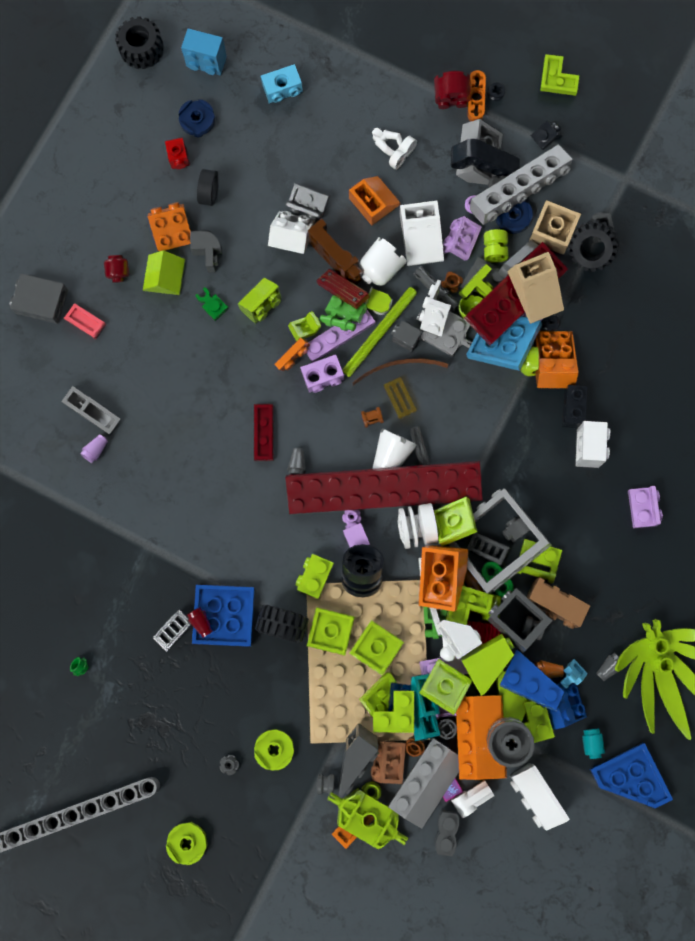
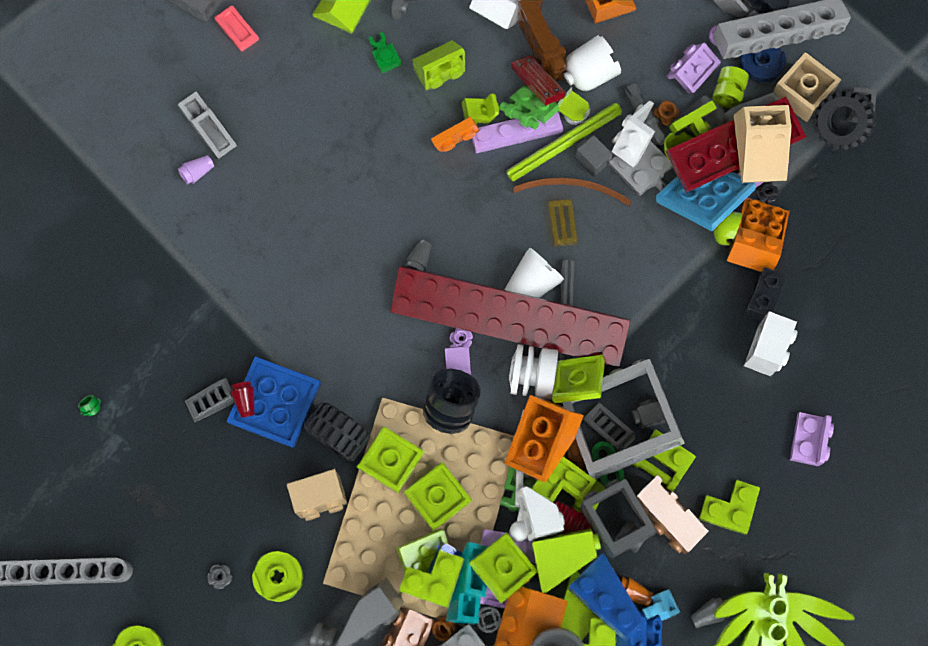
camera: 15 degrees right, 5 degrees down
(263, 432) = (393, 212): dark red tile -> none
(283, 677) = (317, 495): none -> tan brick
(314, 576) = (394, 391): lime bracket -> none
(320, 369) = (482, 161): lavender brick -> none
(372, 417) = (523, 233): dark orange bush -> none
(421, 233) = (649, 47): white slope -> none
(604, 585) = (736, 513): none -> lime plate

